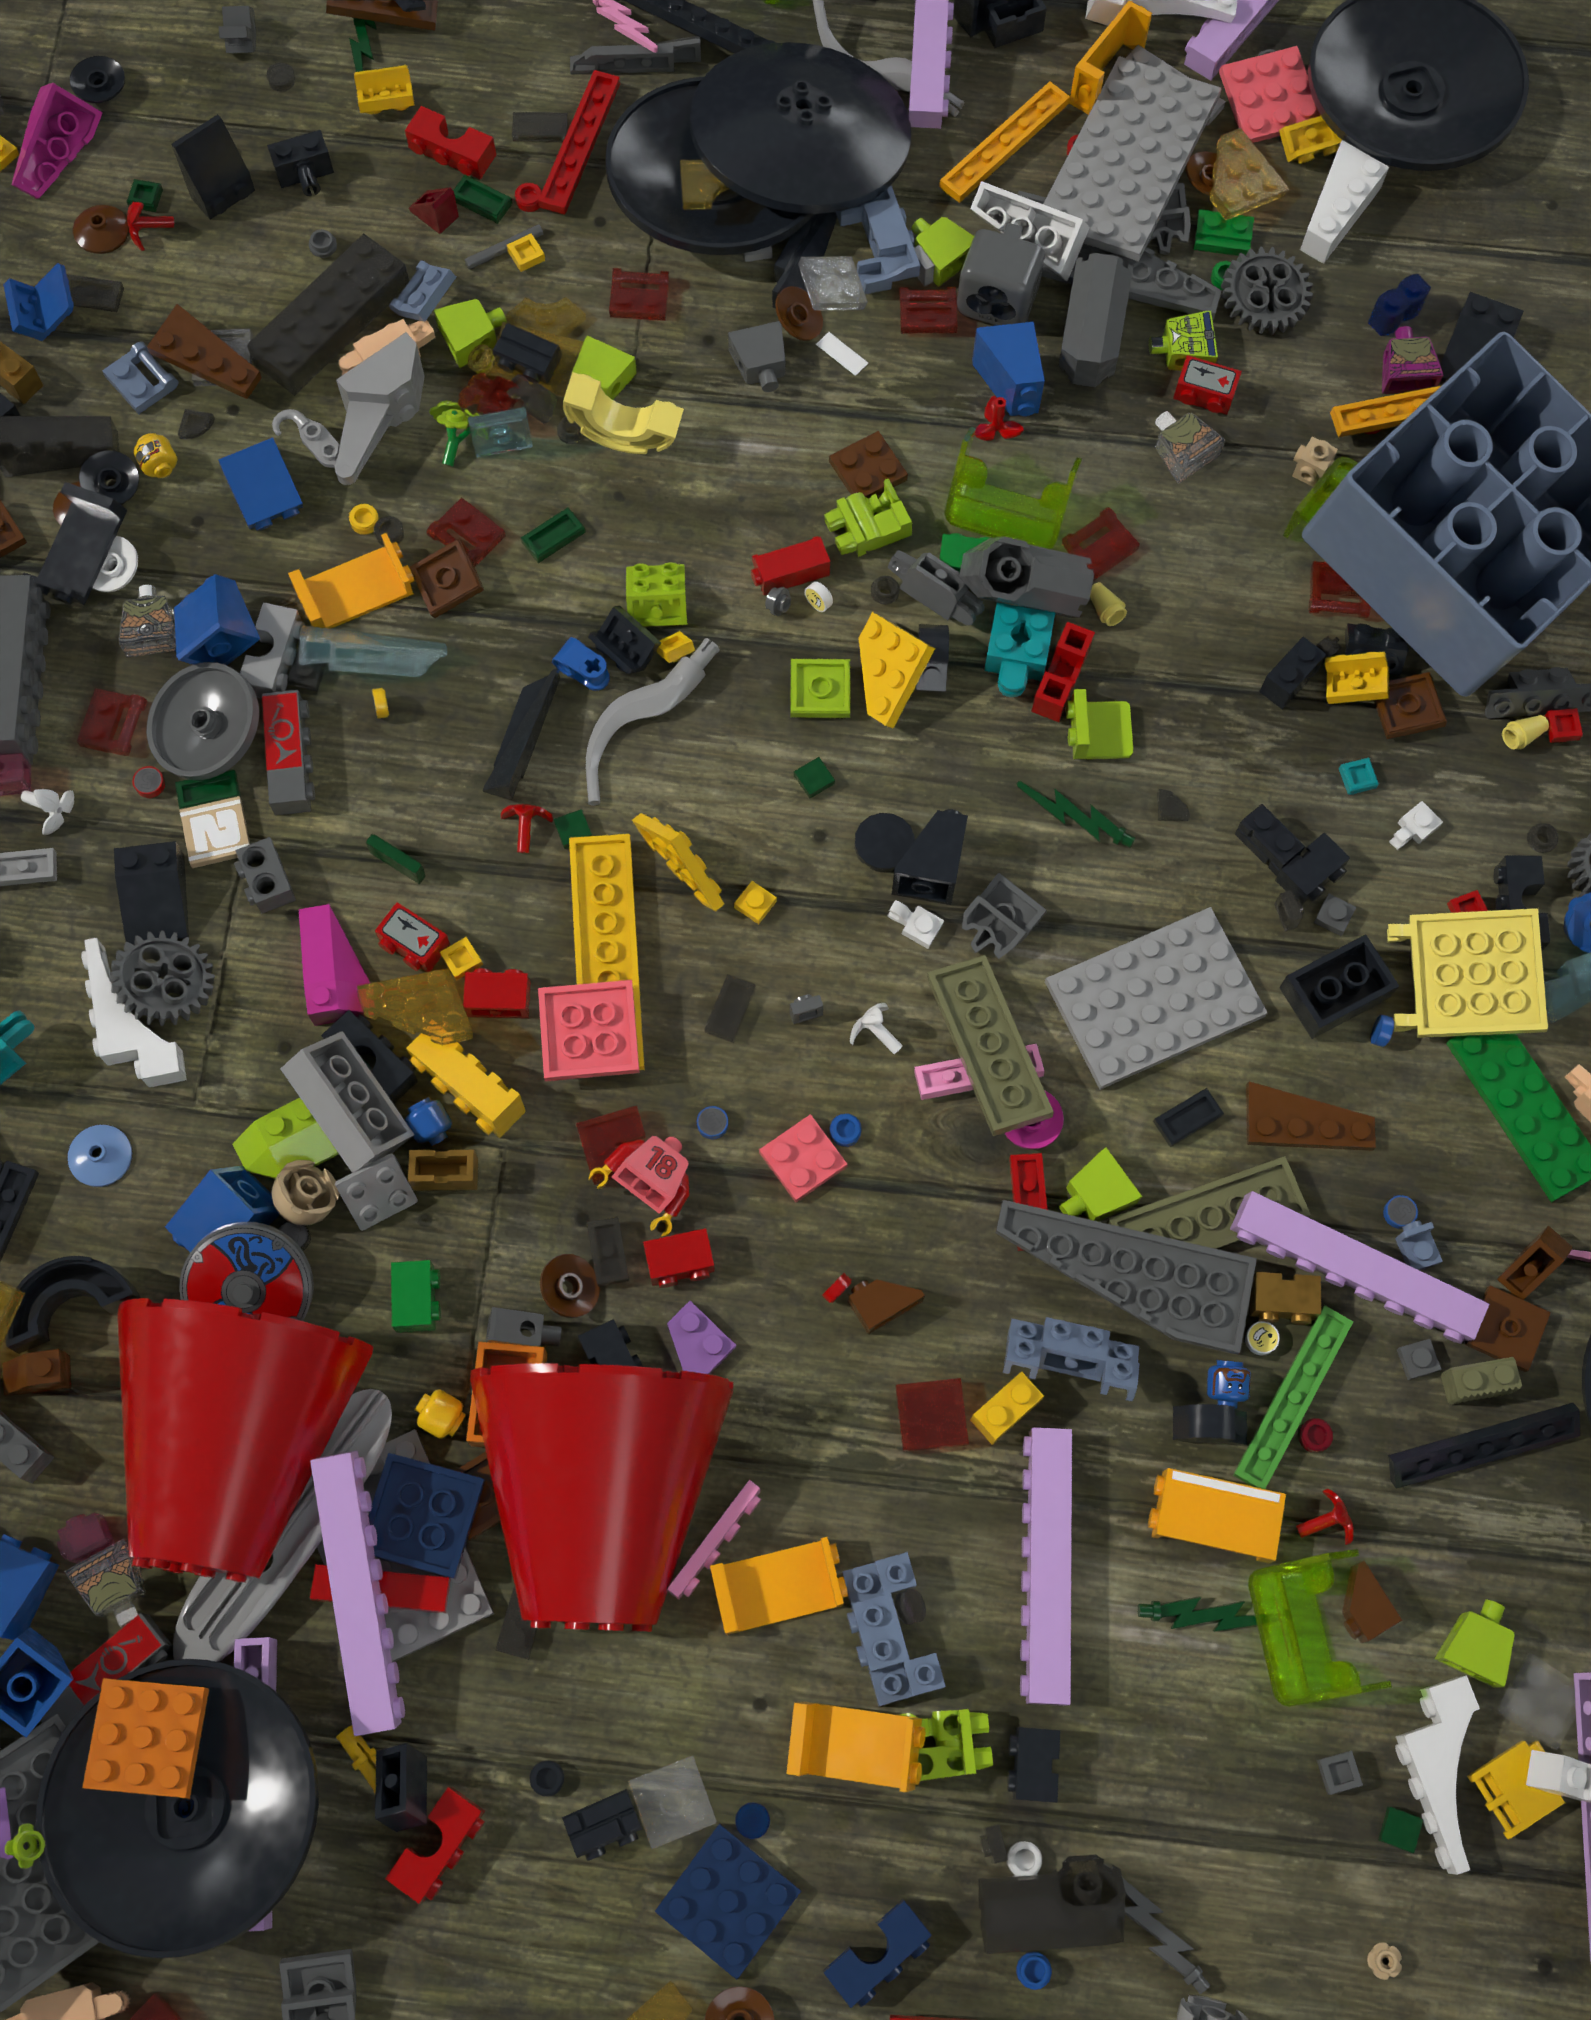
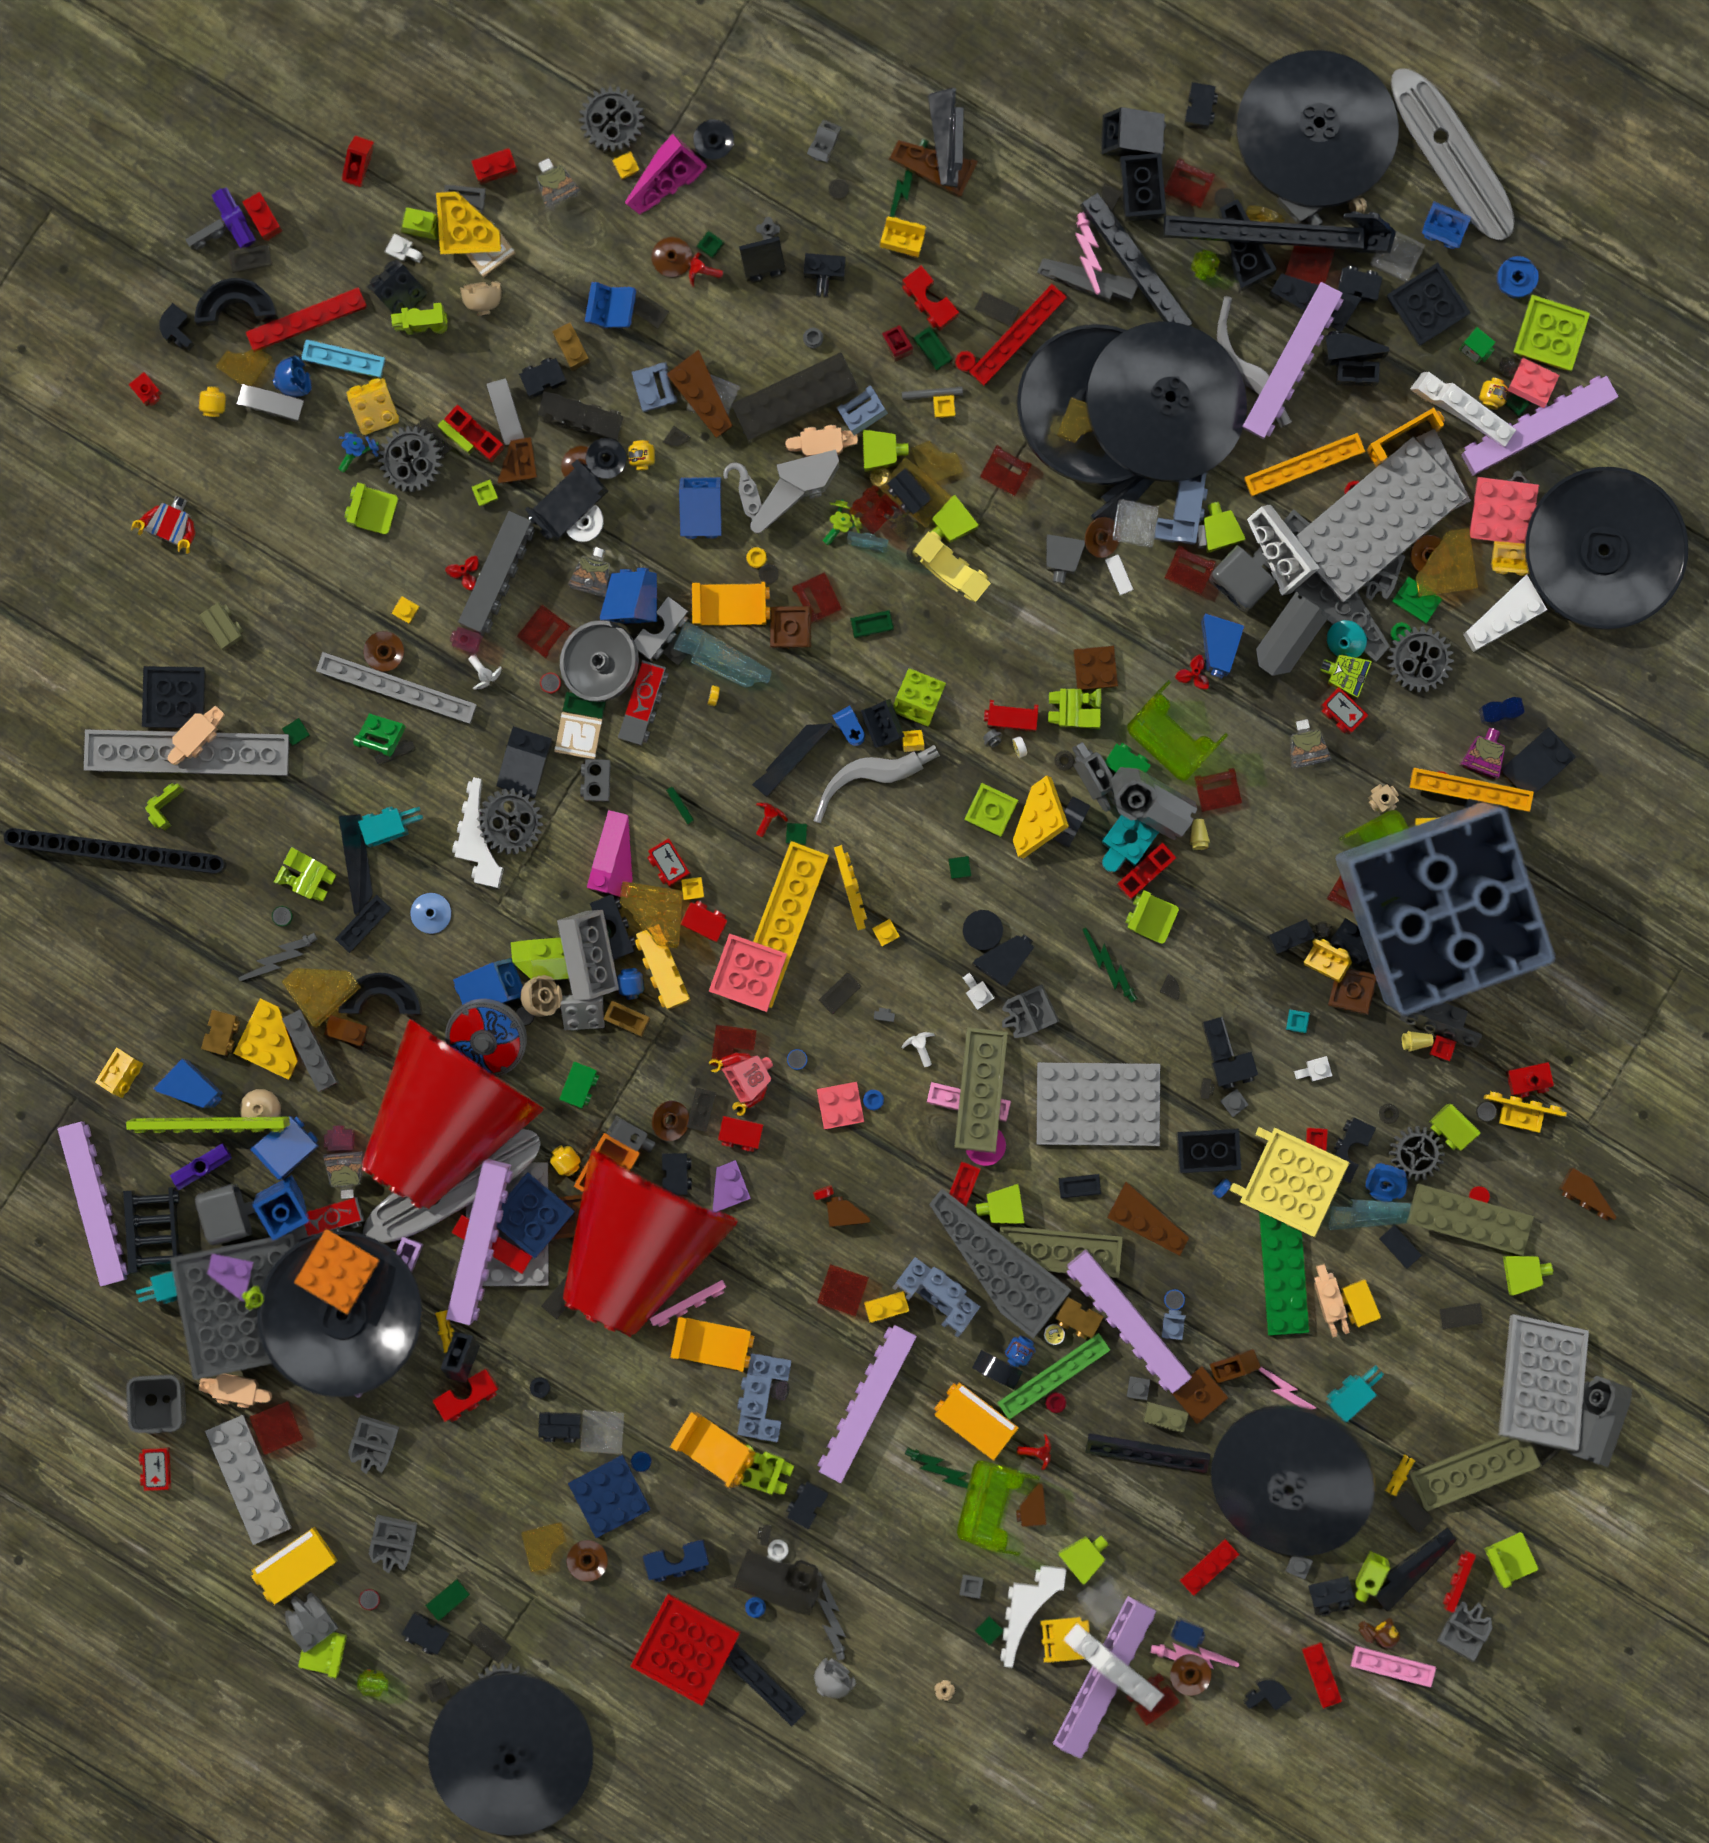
camera: 30 degrees right, 15 degrees up
(1163, 288) = (1352, 634): none -> teal dish

